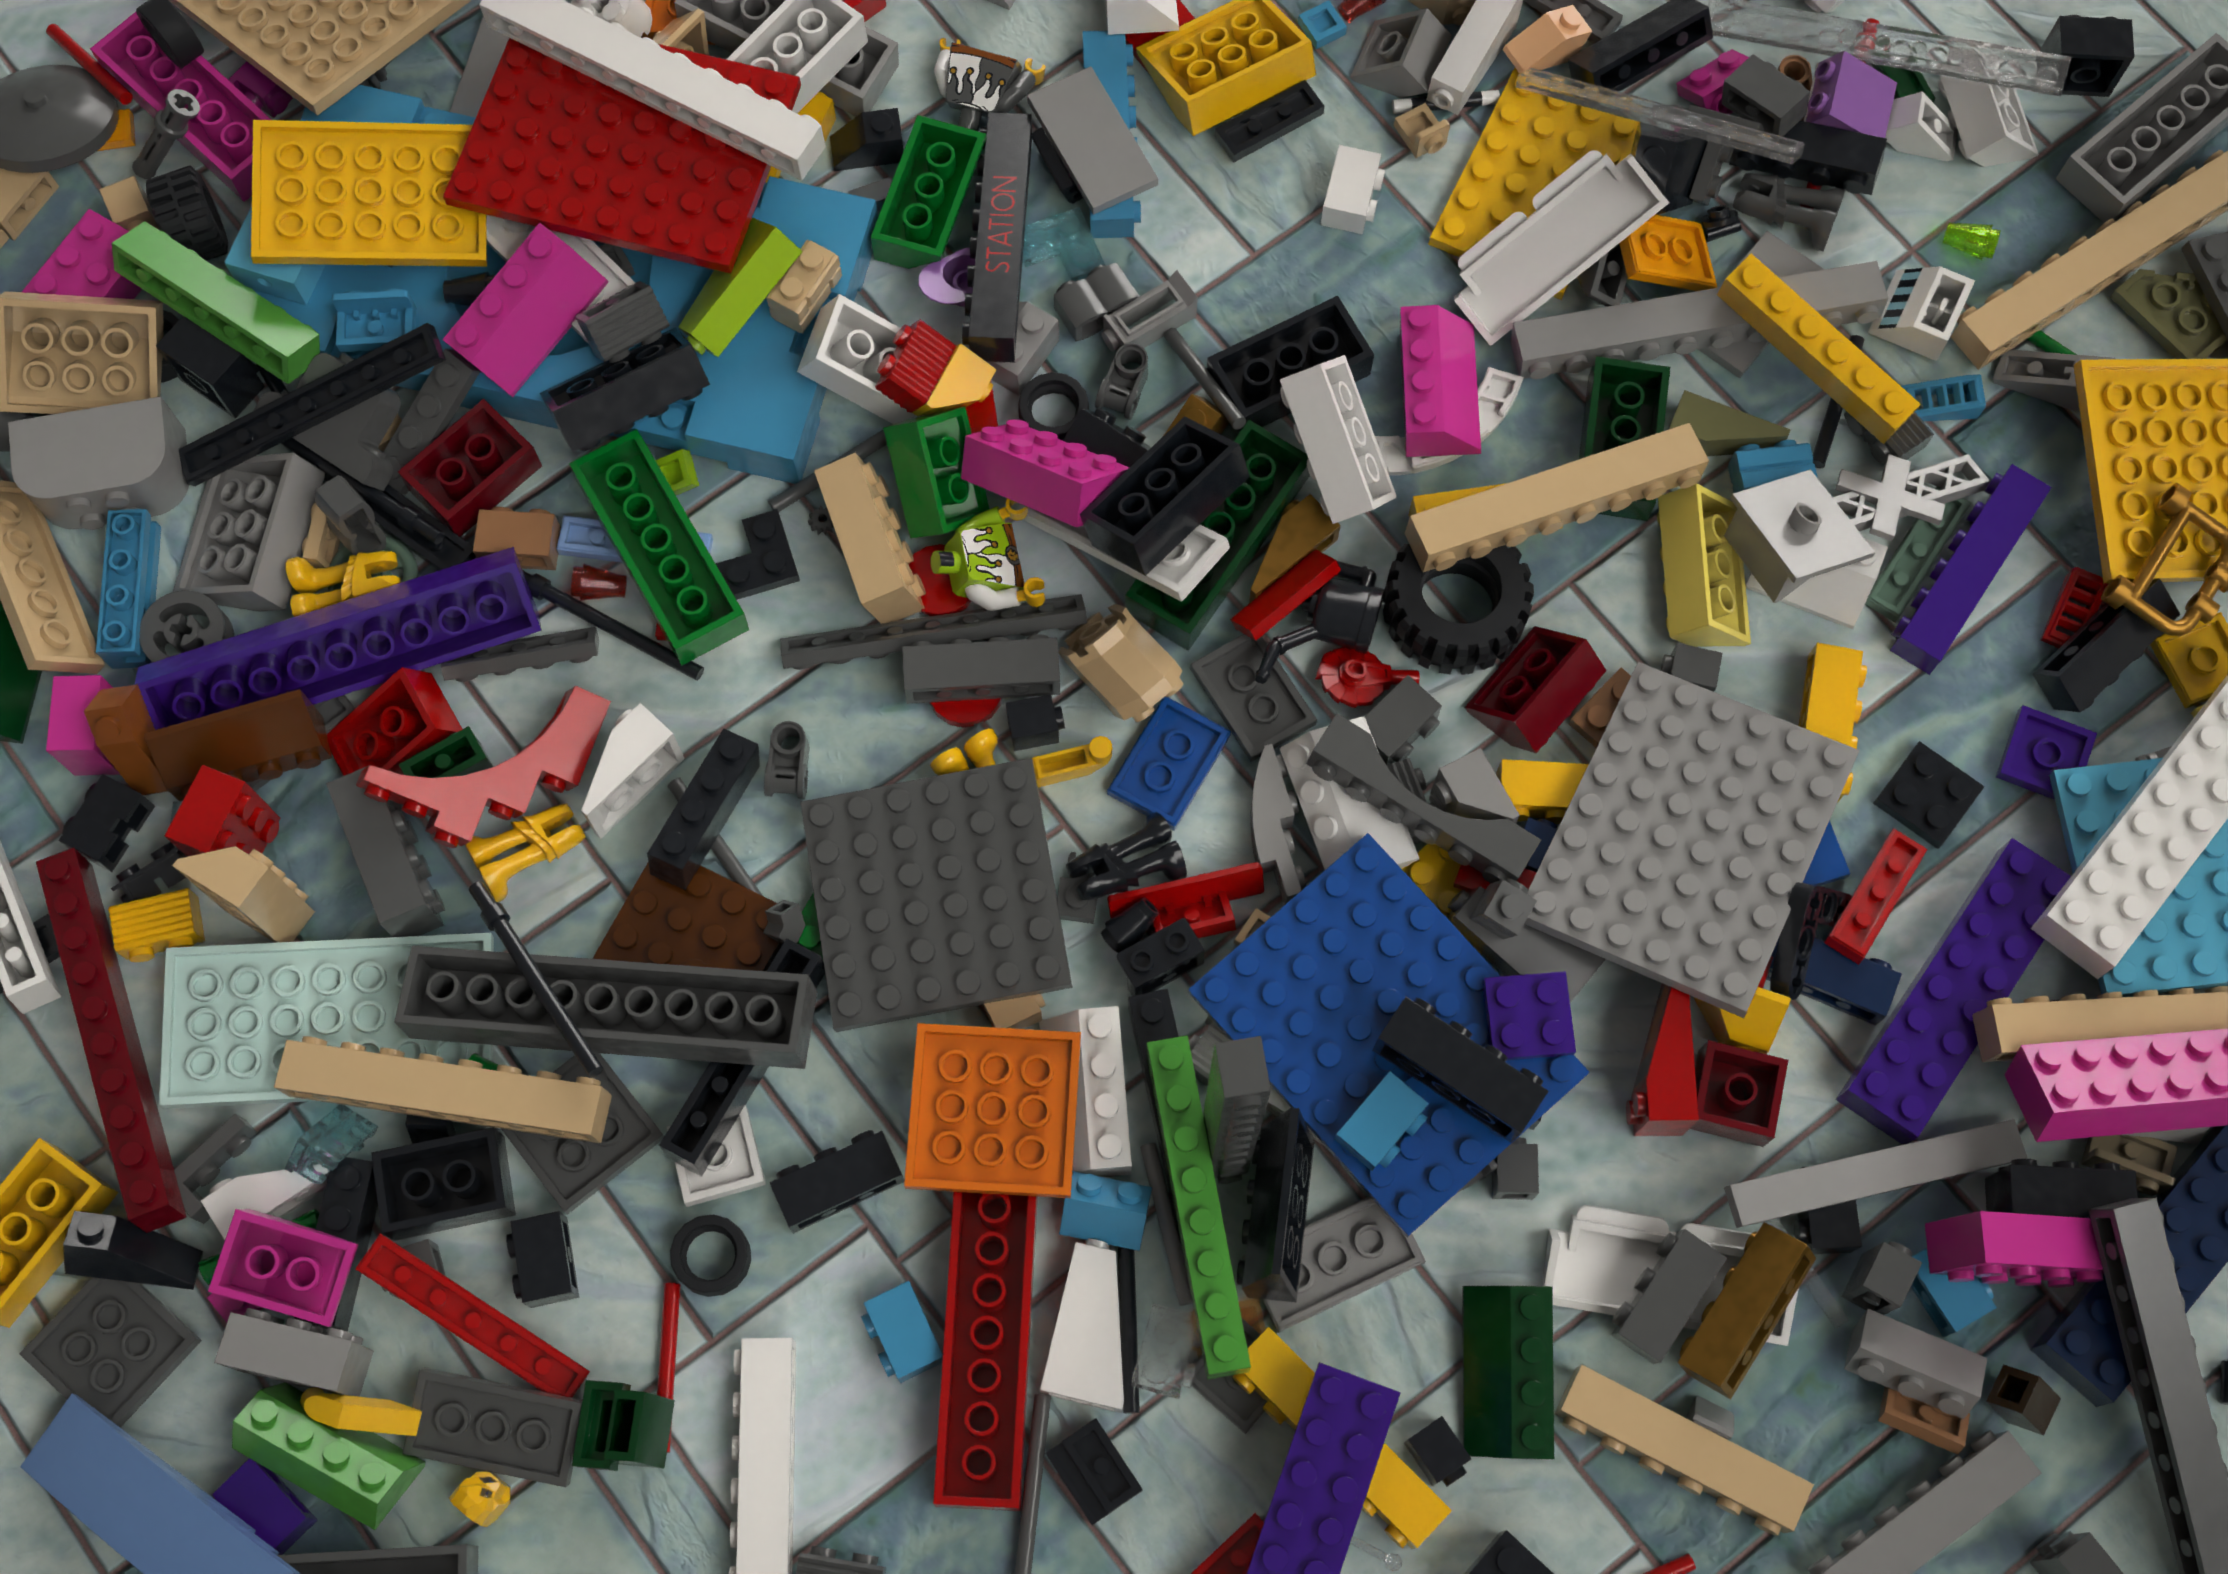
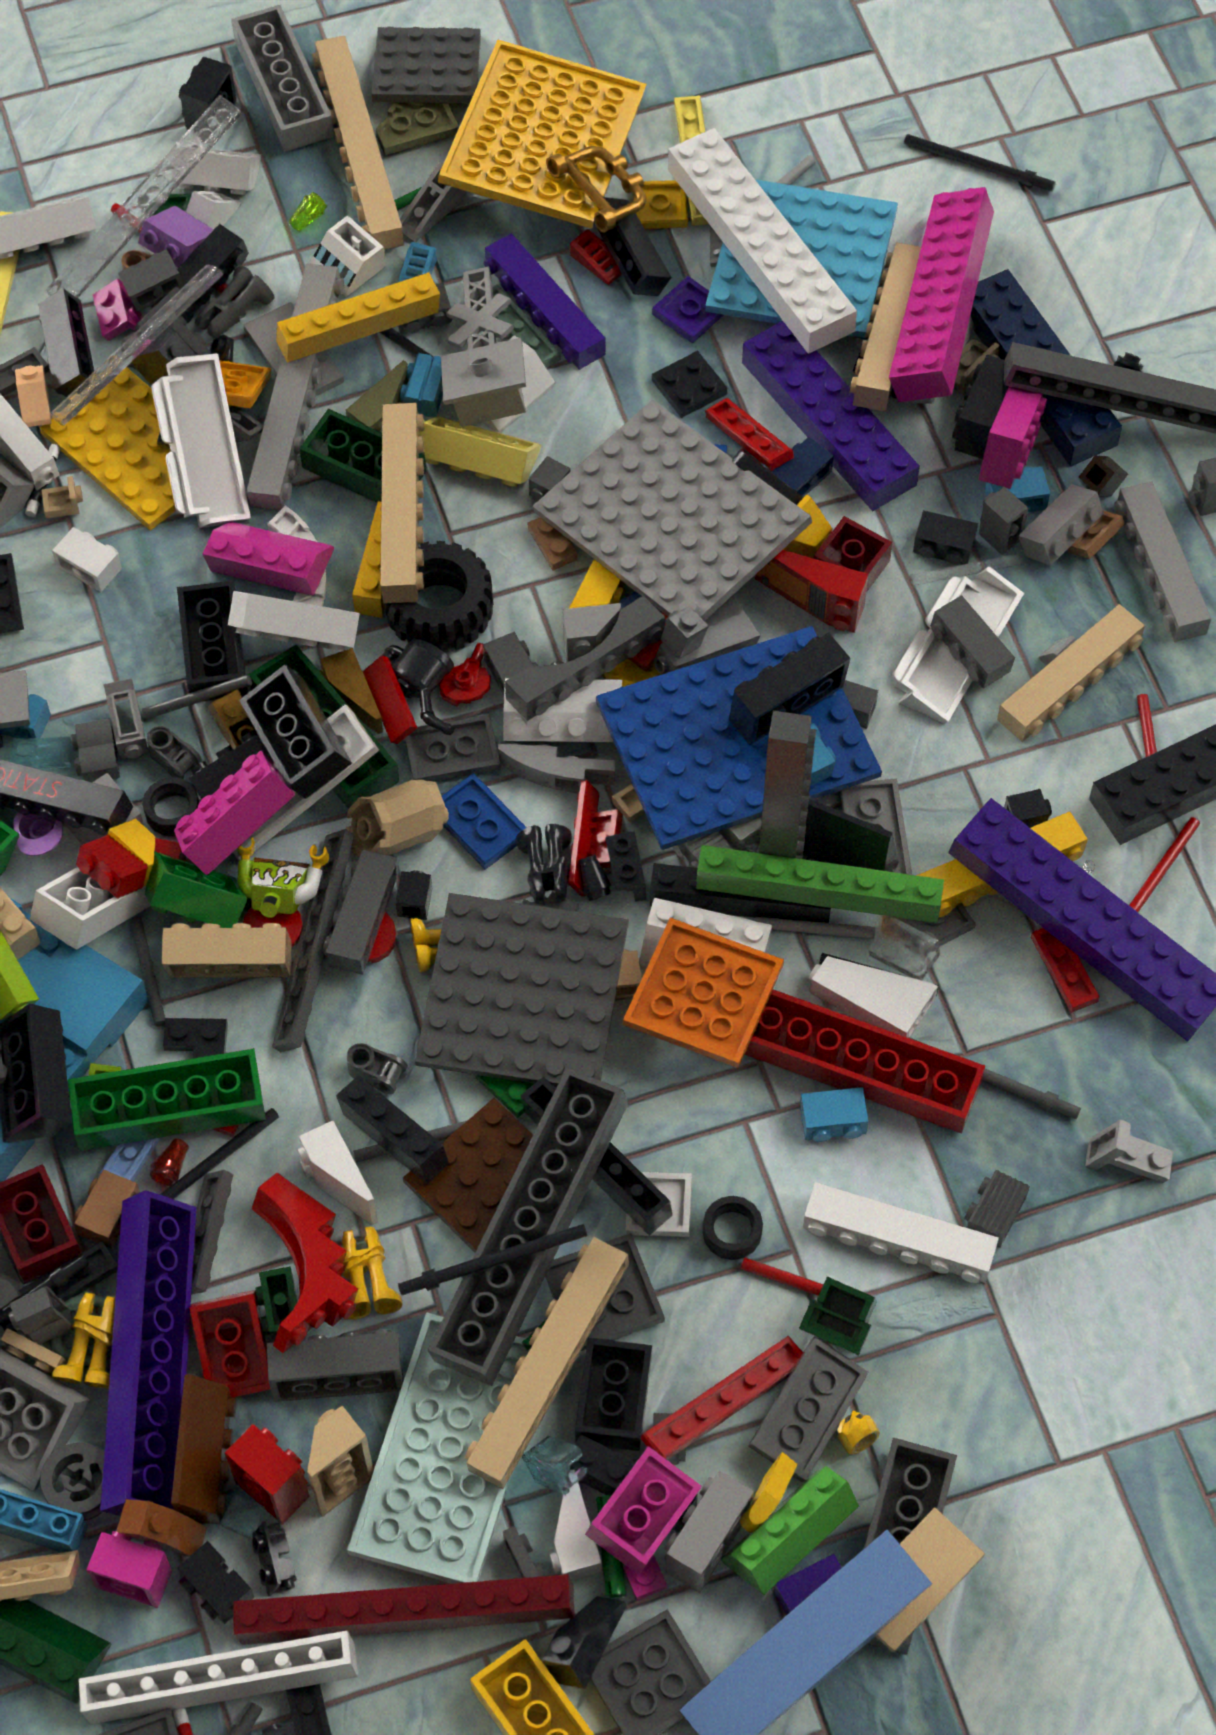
camera: 70 degrees left, 10 degrees down
(155, 924) = (319, 1560): yellow brick -> none
(426, 1129) = (566, 1398): black tile -> none
(542, 1260) = (695, 1343): black brick -> none
(784, 922) = (503, 1101): dark grey piece -> none
(819, 526) = (186, 987): dark grey piece -> none
(836, 1180) = (708, 1126): black brick -> none
(1072, 762) = (455, 873): yellow piece -> none
(1094, 1471) = (971, 1024): black plate -> none
(1106, 1210) = (801, 949): dark azure brick -> none
(1508, 1371) = (988, 749): dark green slope -> none
(1529, 1015) = (762, 640): dark purple plate -> none
(1537, 688) = (523, 576): dark red slope -> none
(1746, 1309) = (997, 599): pearl gold brick -> none
(1831, 694) = (597, 408): yellow brick -> none
(1874, 1173) = (934, 499): light grey tile -> none

